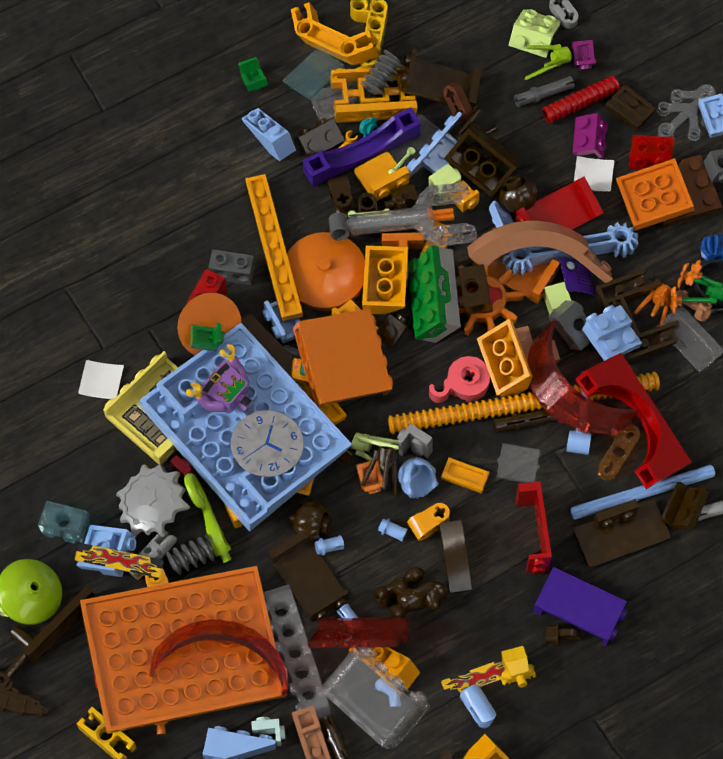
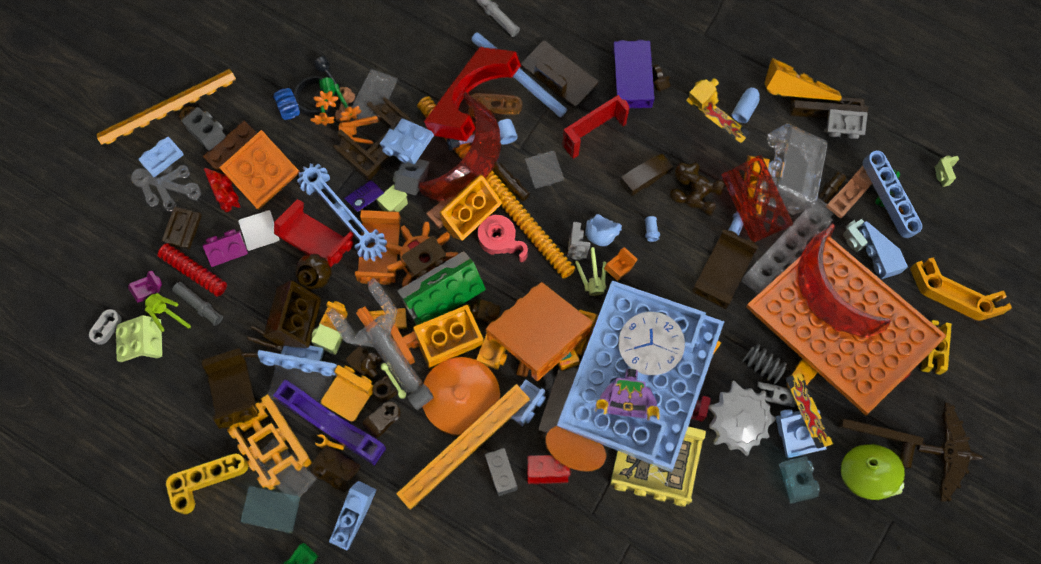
camera: 120 degrees left, 5 degrees up
(100, 380) = (659, 527): white sticker -> none
(206, 337) = (590, 440): green bracket -> none
(213, 529) = (722, 375): lime plant -> none
(311, 520) = (682, 288): dark brown plant -> none
(328, 545) = (692, 267): light blue pin -> none
(332, 41) = (232, 509): light orange piece -> none
(368, 126) = (305, 429): teal plate -> none
(381, 73) = (251, 436): dark grey piece -> none
(386, 456) = (607, 251): dark brown plant -> none
(410, 152) = (310, 384): yellowish green hinge -> none
(426, 522) = (631, 206): light orange piece -> none
(457, 101) = (244, 364): copper beam -> none
(465, 475) = (576, 201): light orange tile -> none
(499, 215) = (344, 271): light blue hinge -> none
(537, 233) = (357, 232): nougat arch -> none
(684, 507) = (516, 37): dark brown bracket -> none

